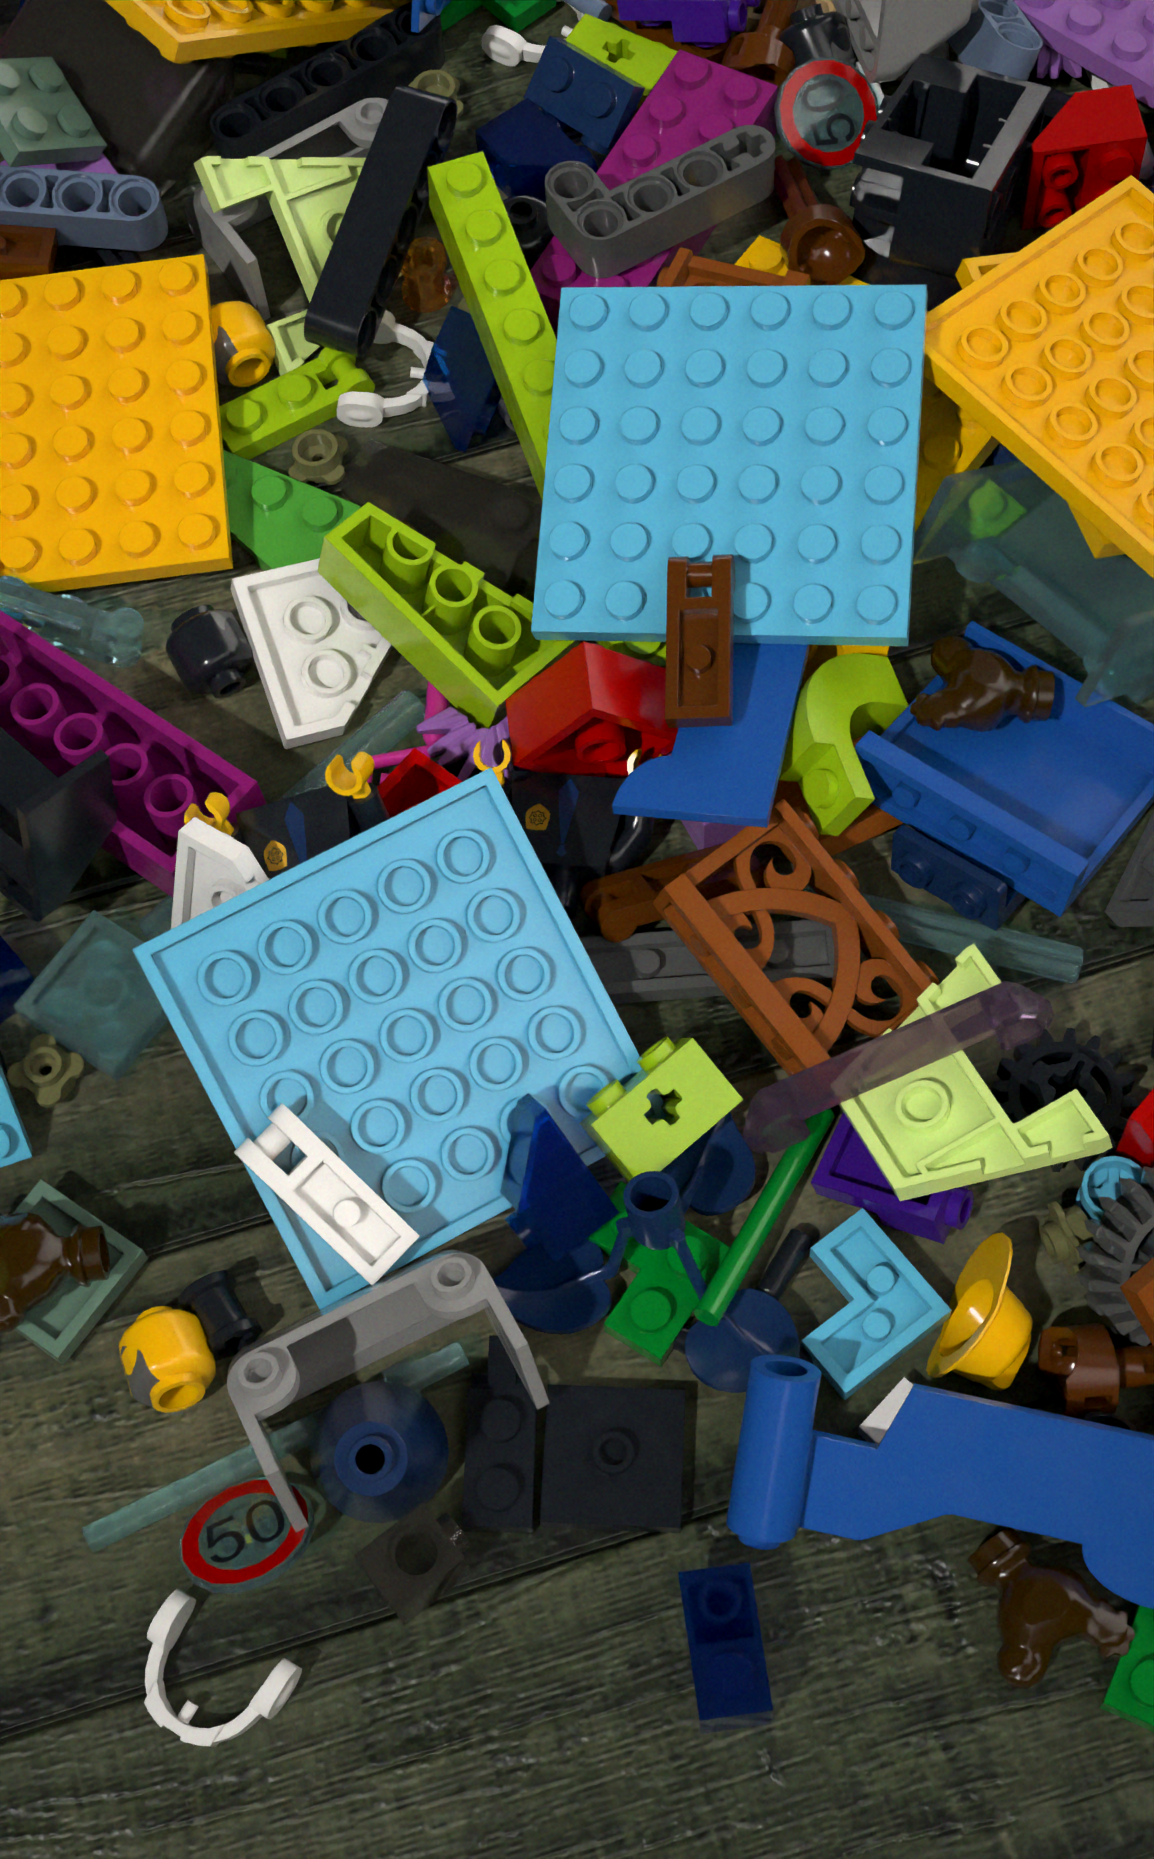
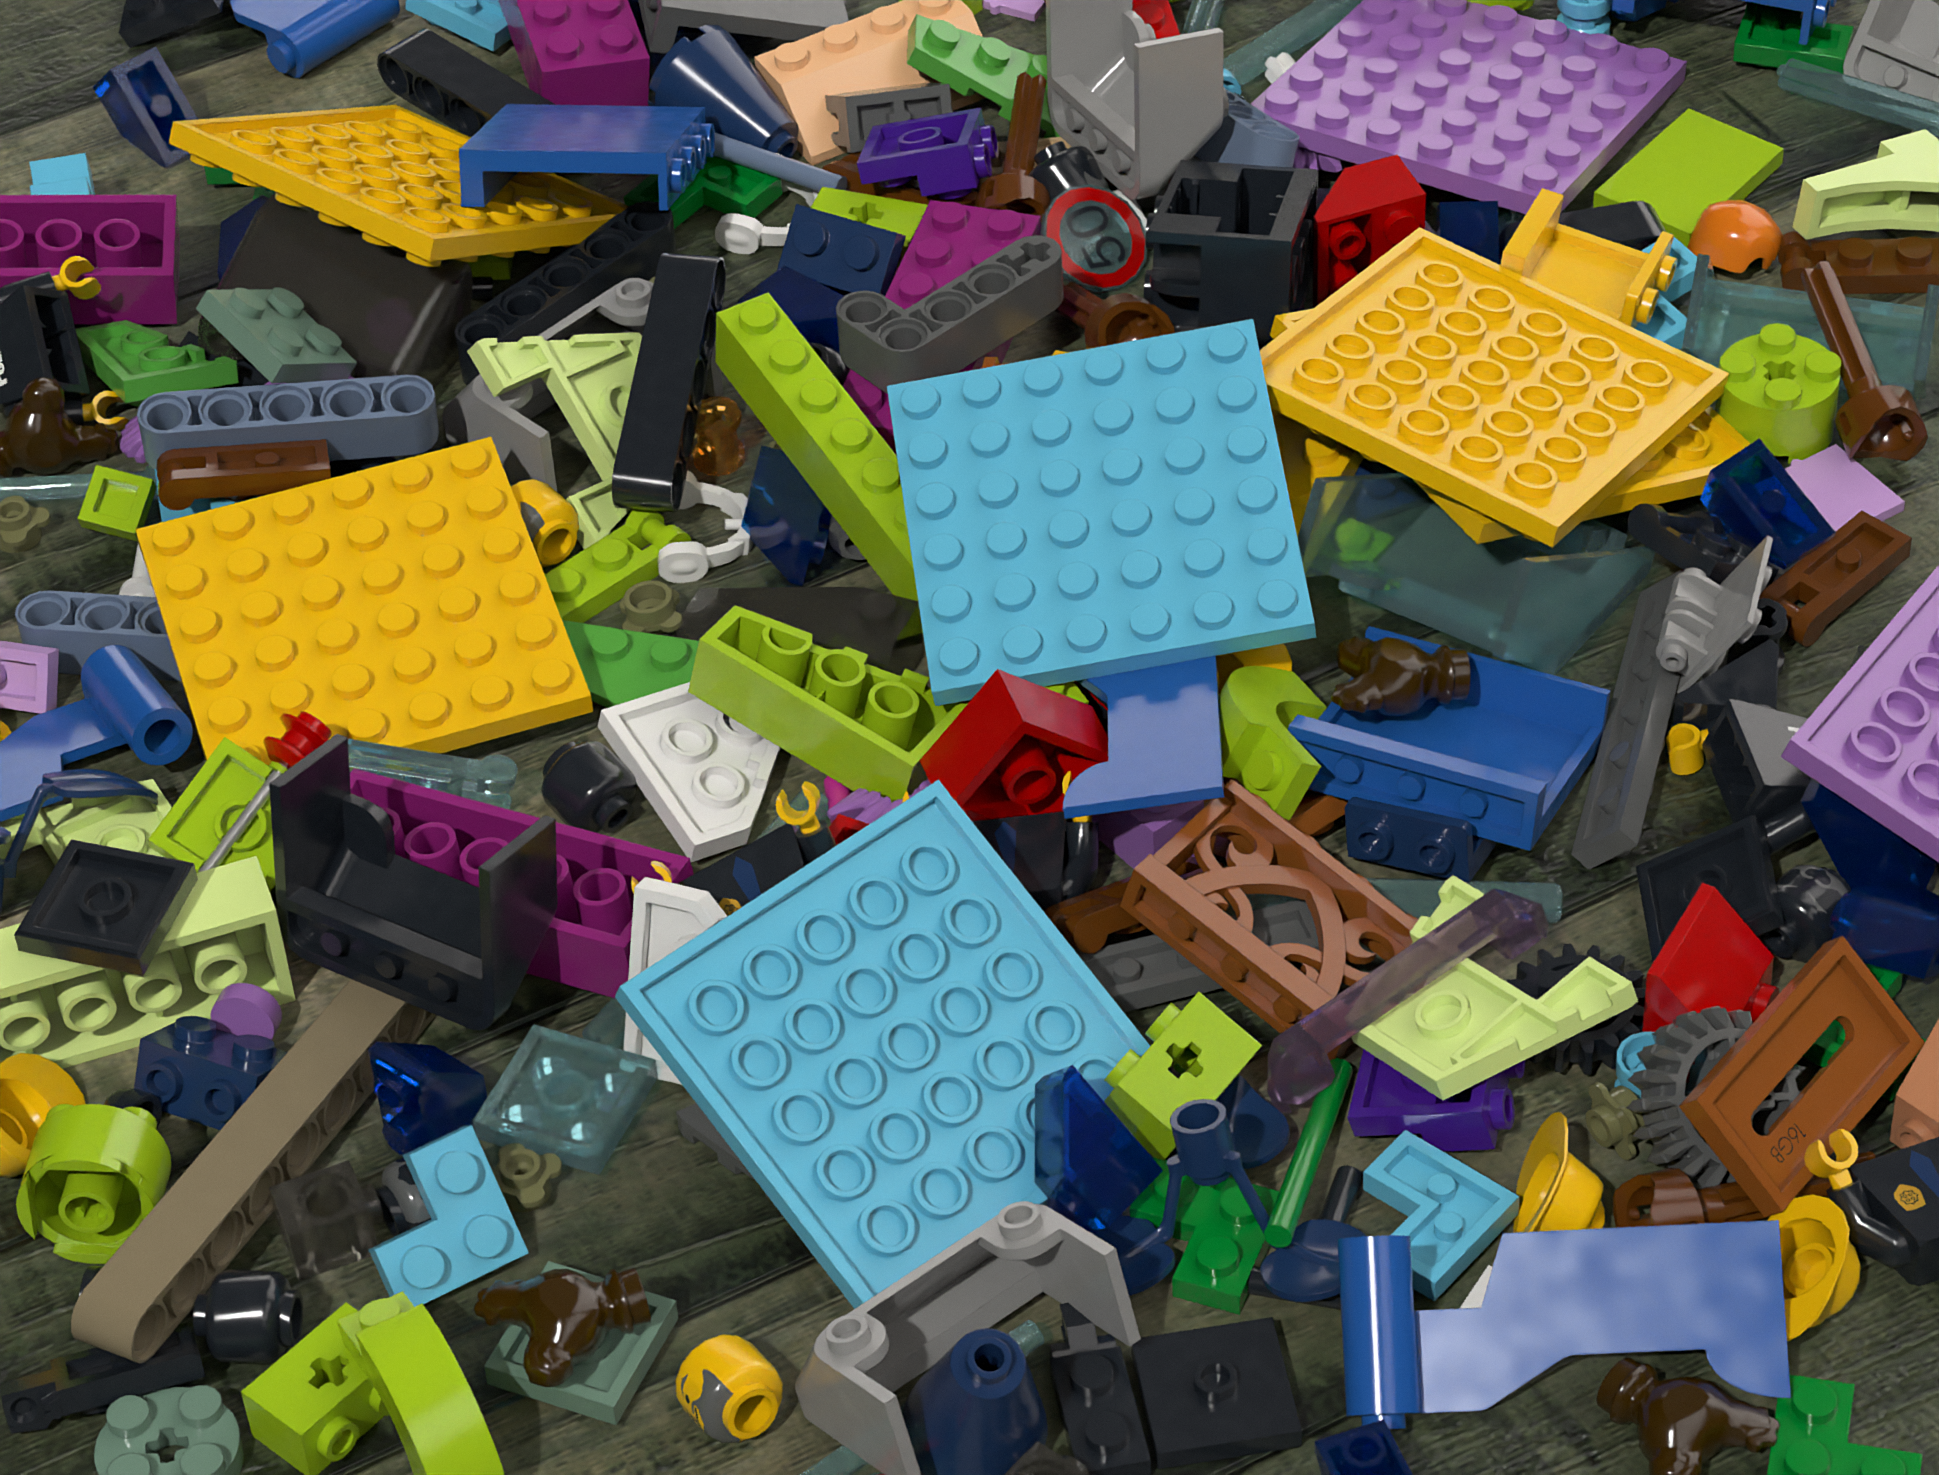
camera: 15 degrees left, 20 degrees down
(220, 1313) = (780, 1344): black bush -> none
(329, 1196) = (863, 1192): white plate -> none
(699, 643) = (1112, 658): reddish brown plate -> none

